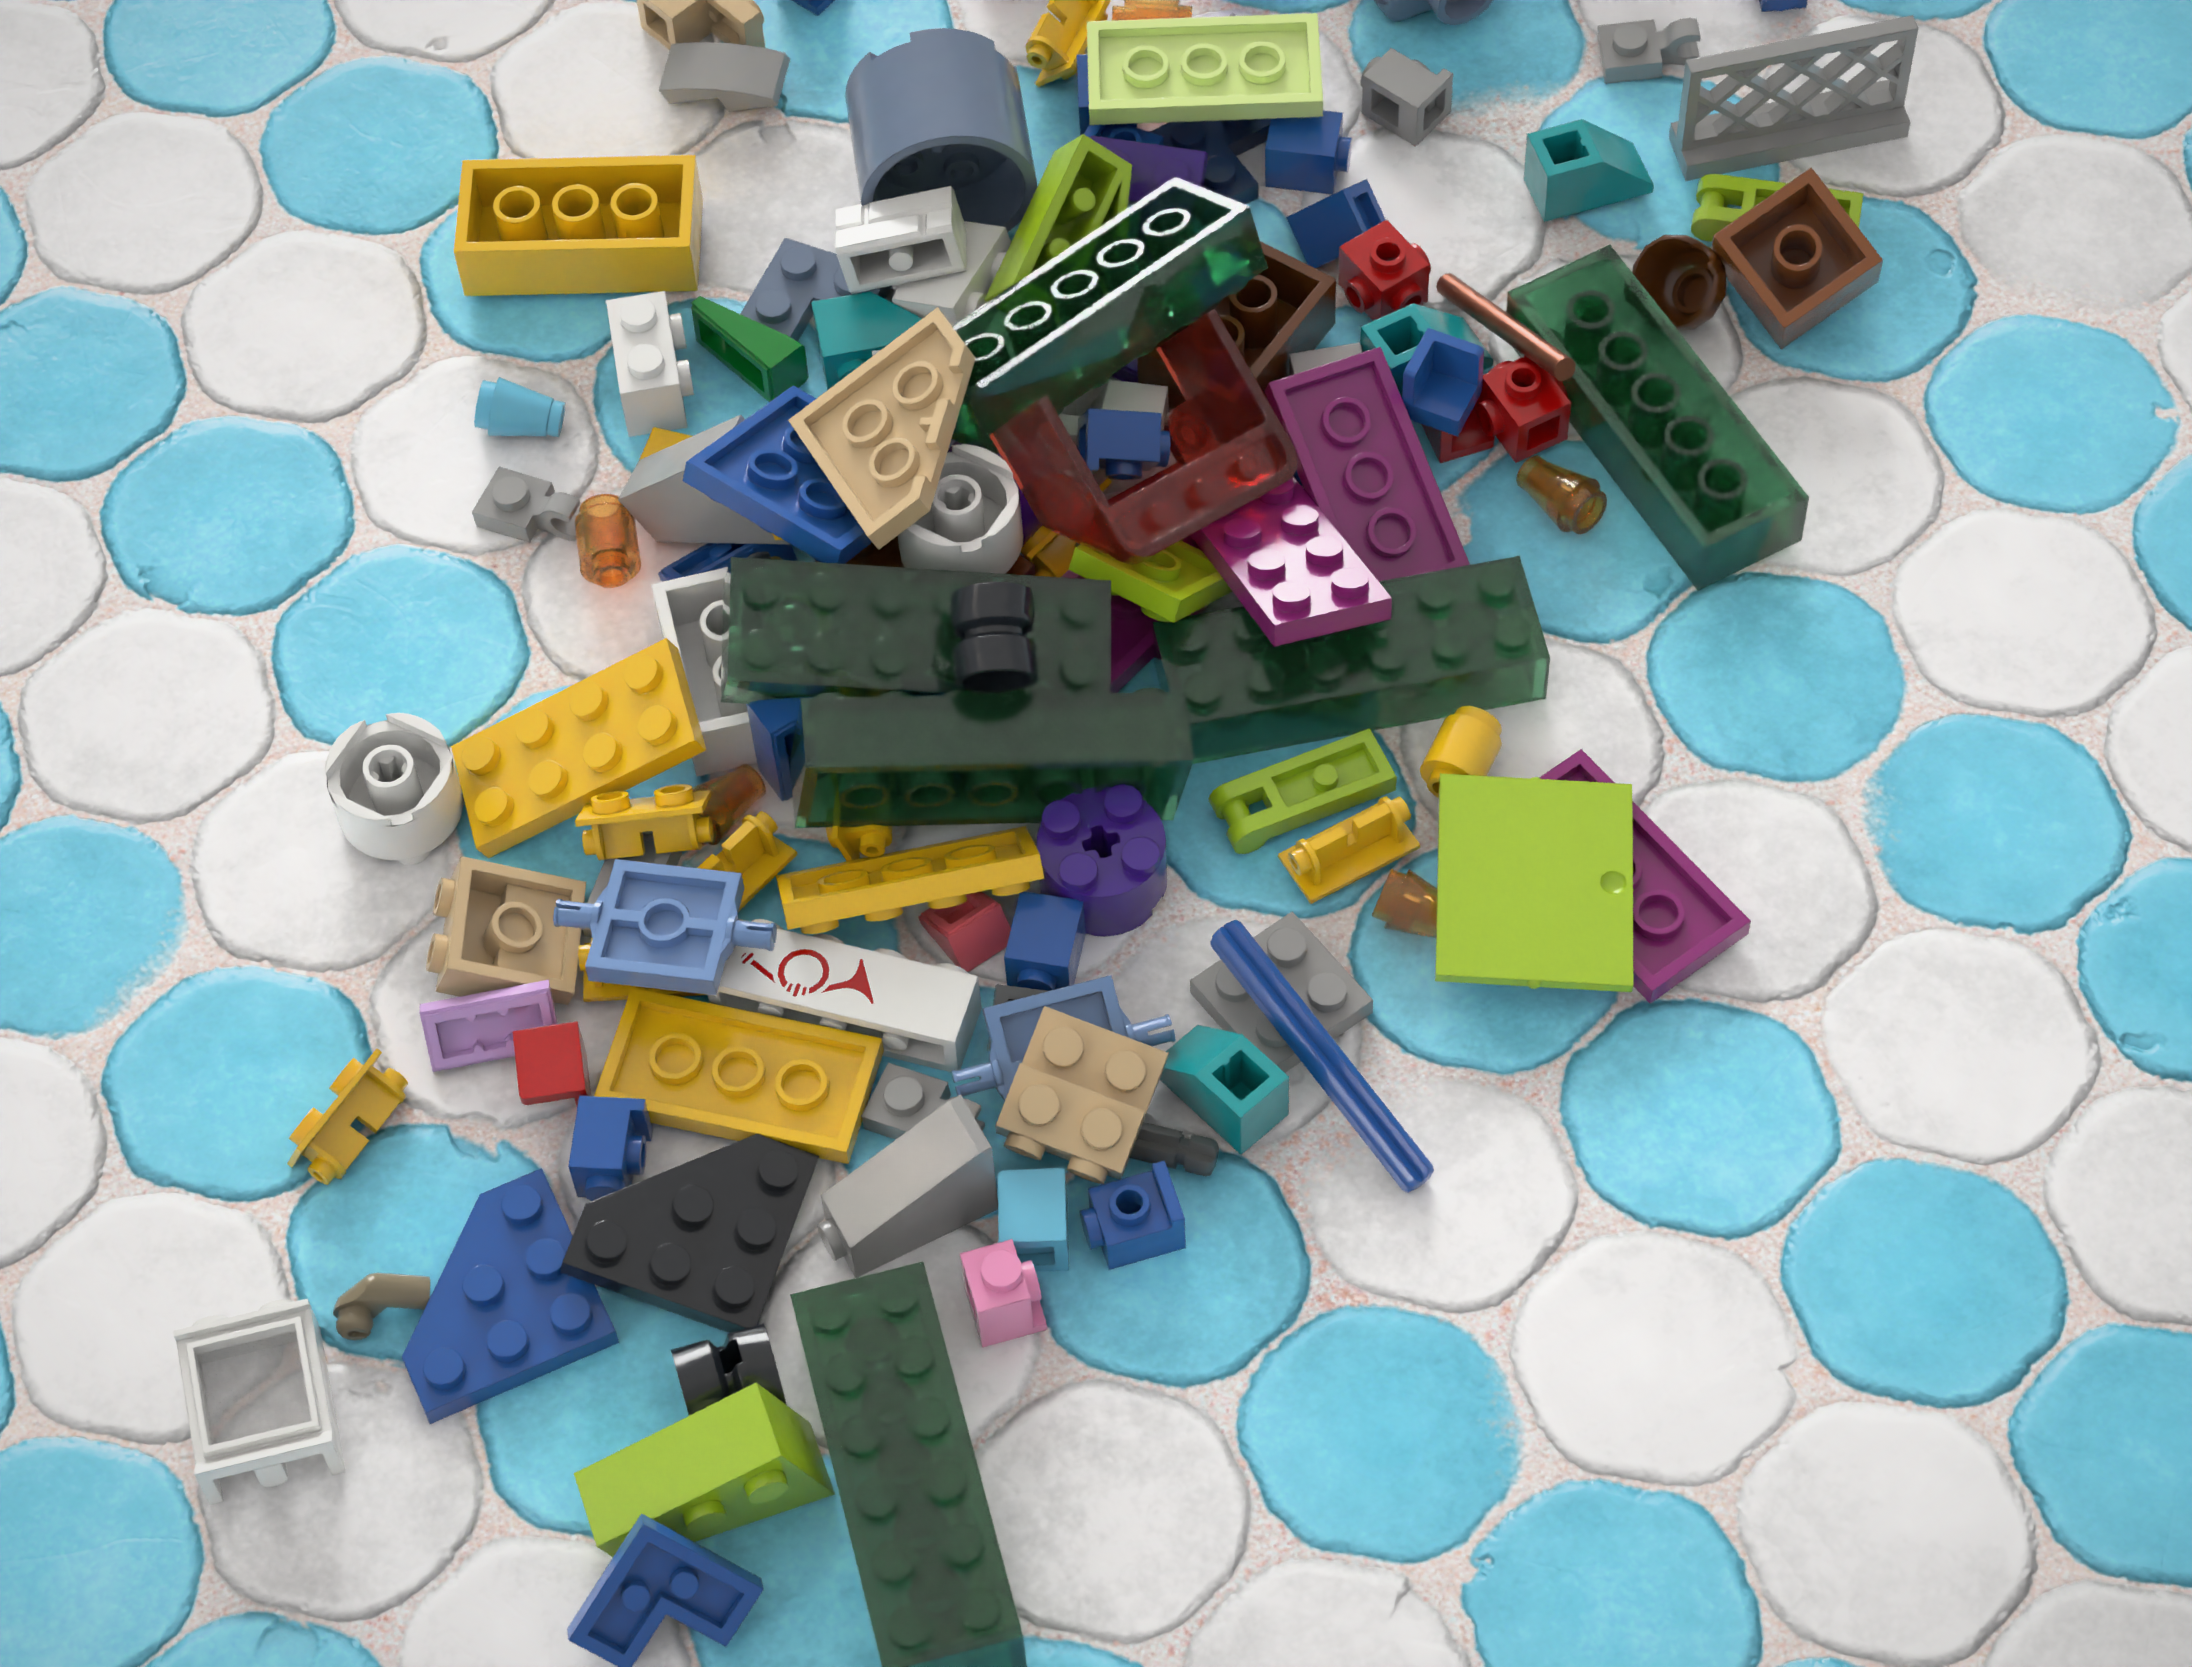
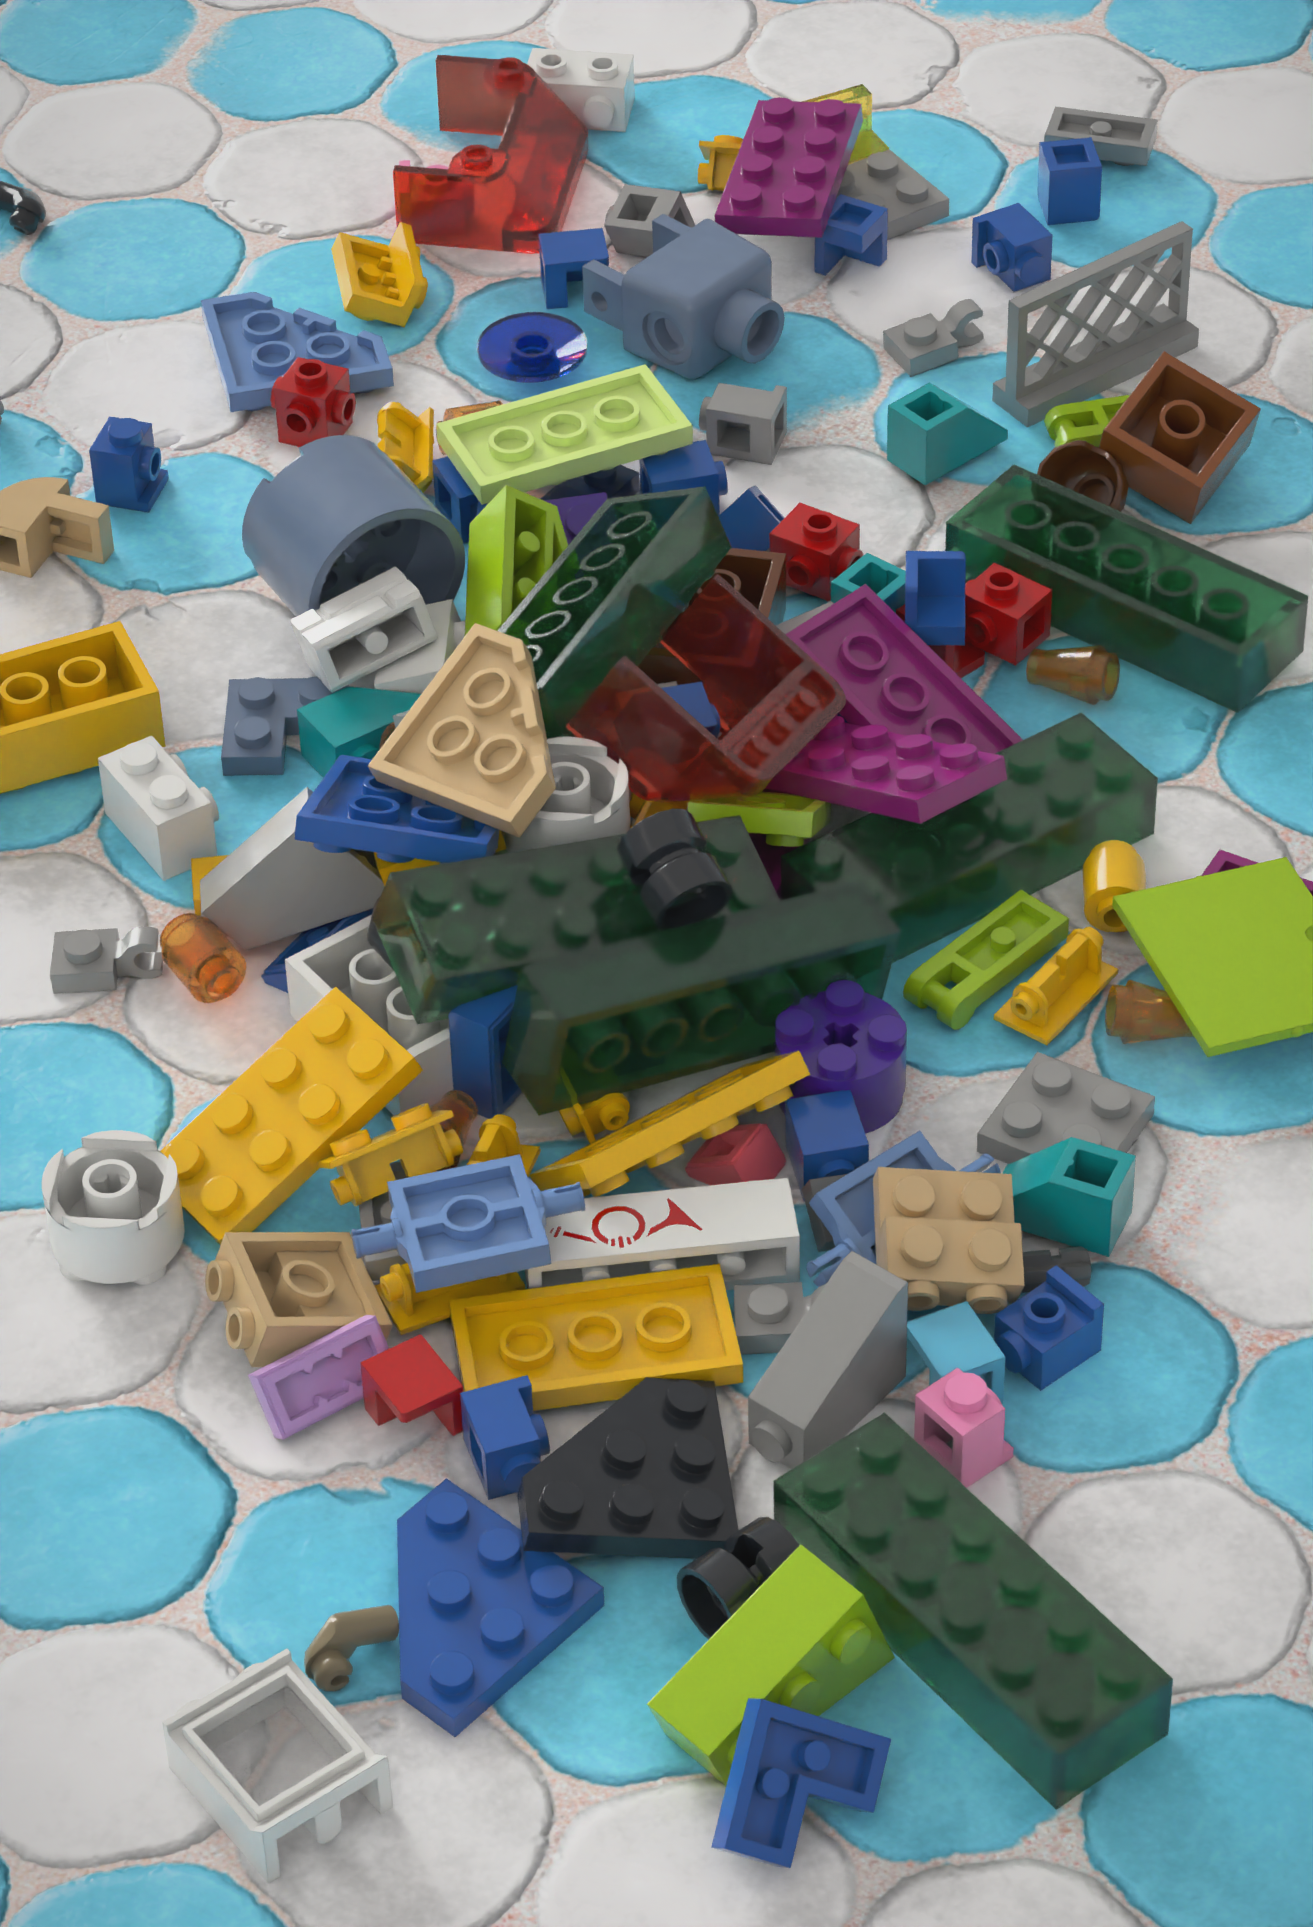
camera: 25 degrees left, 15 degrees down
(328, 1137) = (208, 1522): yellow hinge -> none
(517, 411) = (47, 883): medium azure cone -> none
(732, 72) = (105, 565): light grey slope -> none
(751, 350) = (283, 766): green slope -> none
(1322, 1056) = (1152, 1148): blue axle -> none
(1506, 327) = (976, 552): copper bar -> none

